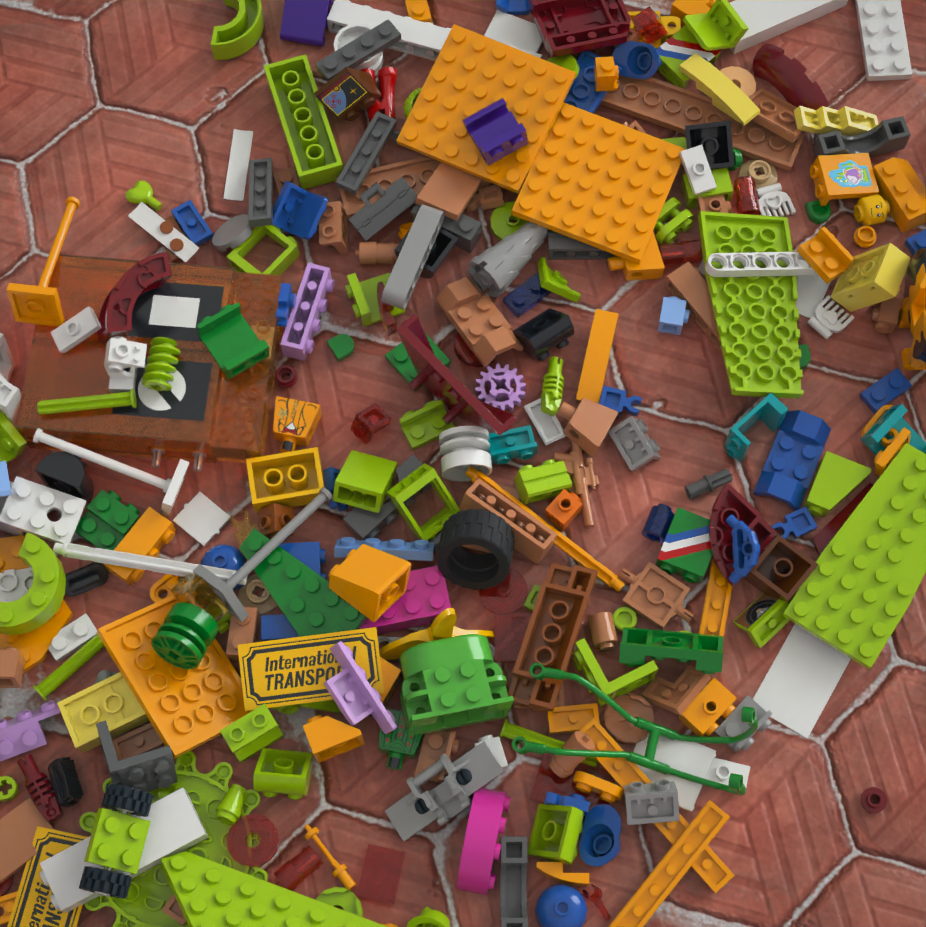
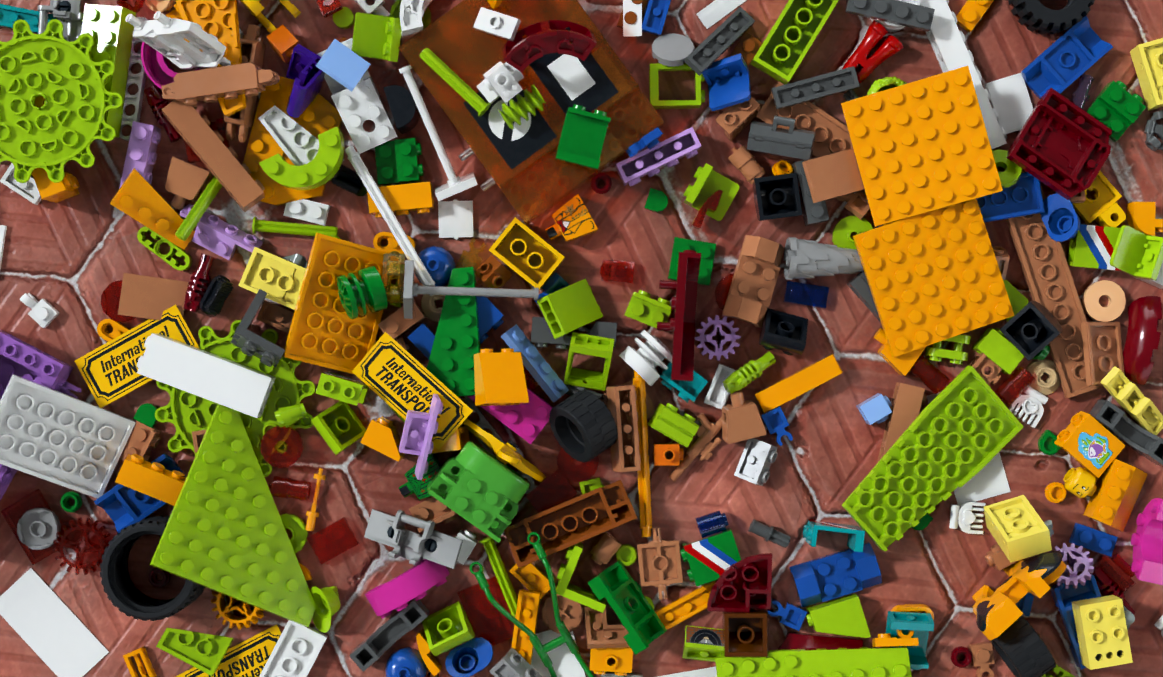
camera: 55 degrees right, 20 degrees up
(116, 841) = (200, 373): plate -> none
(348, 93) = (850, 35): slope -> none
(413, 257) = (758, 198): light grey beam -> none
(495, 131) = (903, 174): dark purple piece -> none
(555, 281) = (830, 305): lime tile -> none
(564, 765) = (509, 600): nougat piece -> none
(573, 800) = (475, 625): blue plate -> none
(588, 783) = (501, 640): light orange plate -> none
(605, 74) = (1025, 208): light orange brick -> none
(649, 25) = (1098, 203): clear red brick -> none
(697, 170) = (1002, 338): white plate -> none
(720, 88) = (1086, 299): light yellow slope -> none
(744, 547) = (734, 602): blue piece -> none
(751, 269) = (969, 451): white beam -> none
(826, 255) = (1009, 483): light orange bracket -> none
(885, 390) = (943, 598): blue plate -> none

